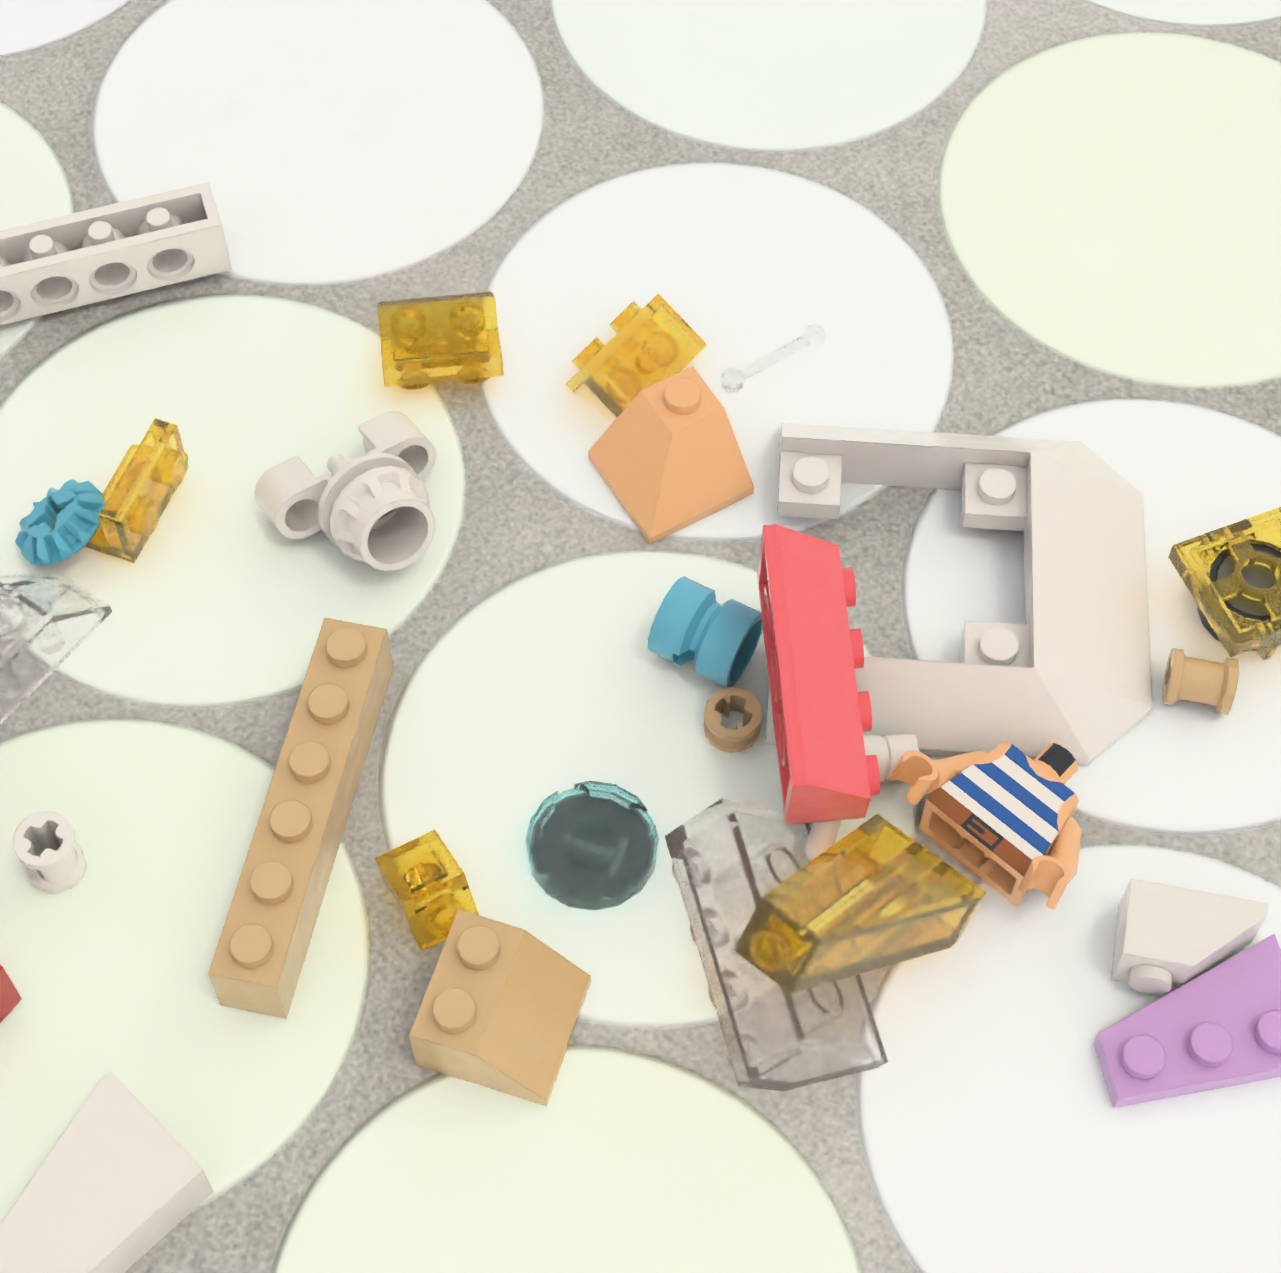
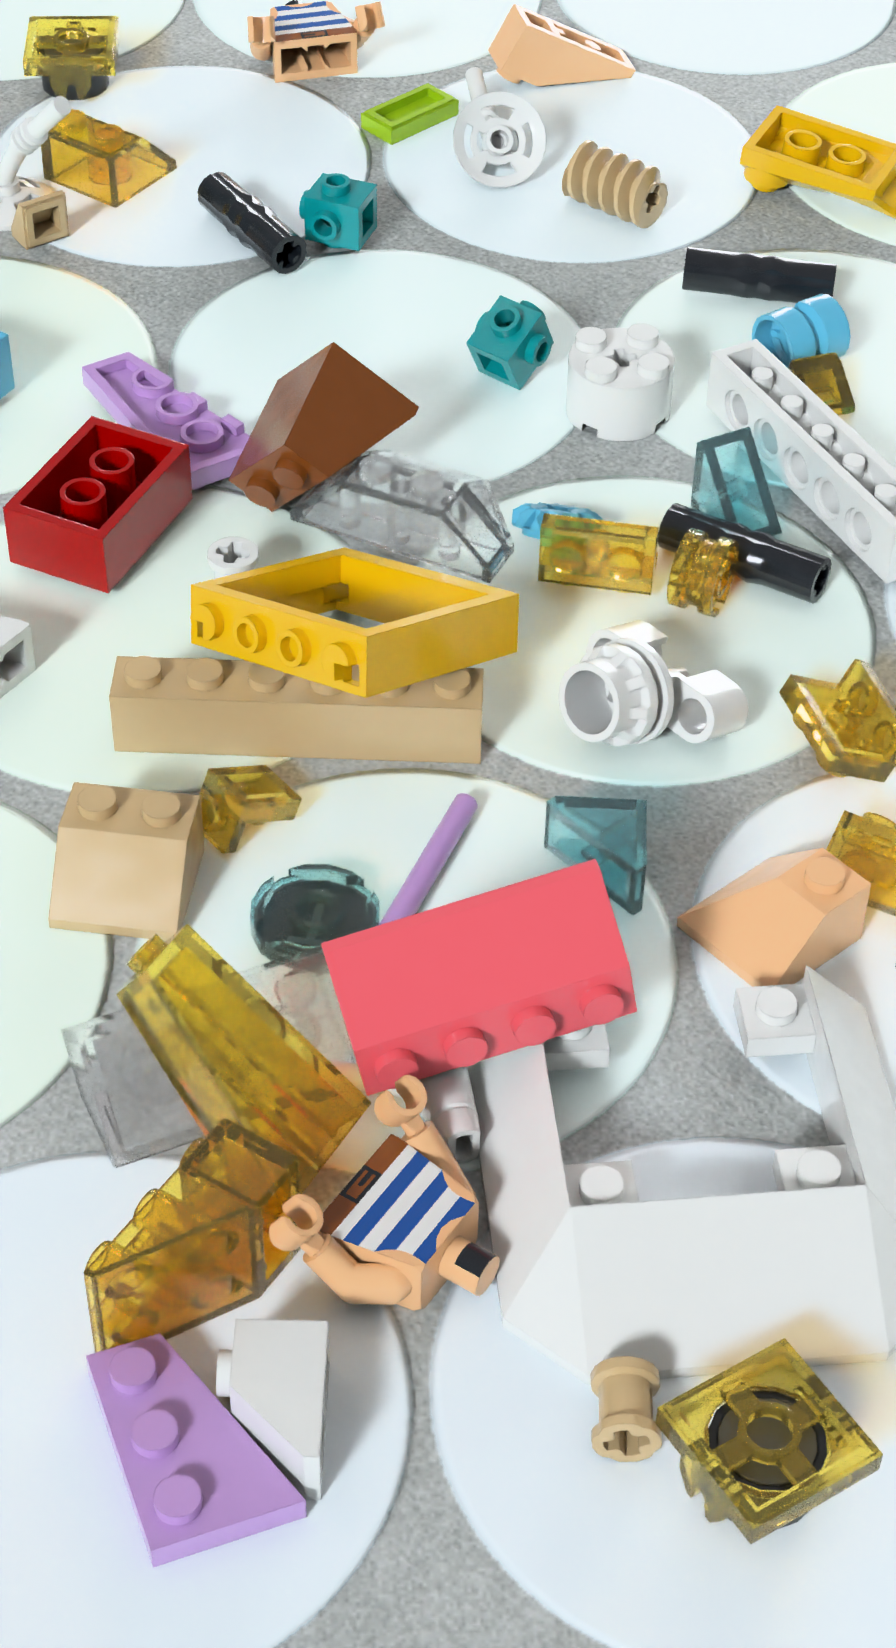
camera: 80 degrees right, 15 degrees down
(70, 356) = (732, 482): none -> clear light blue slope
(160, 370) = (760, 556): none -> black axle
(181, 670) = (428, 618): none -> yellow window
(199, 405) = (702, 572): none -> clear yellow wheel
(539, 731) = (432, 858): none -> lavender bar
(567, 568) = (605, 831): none -> clear light blue slope
(1031, 967) = (194, 1241): none -> clear yellow slope

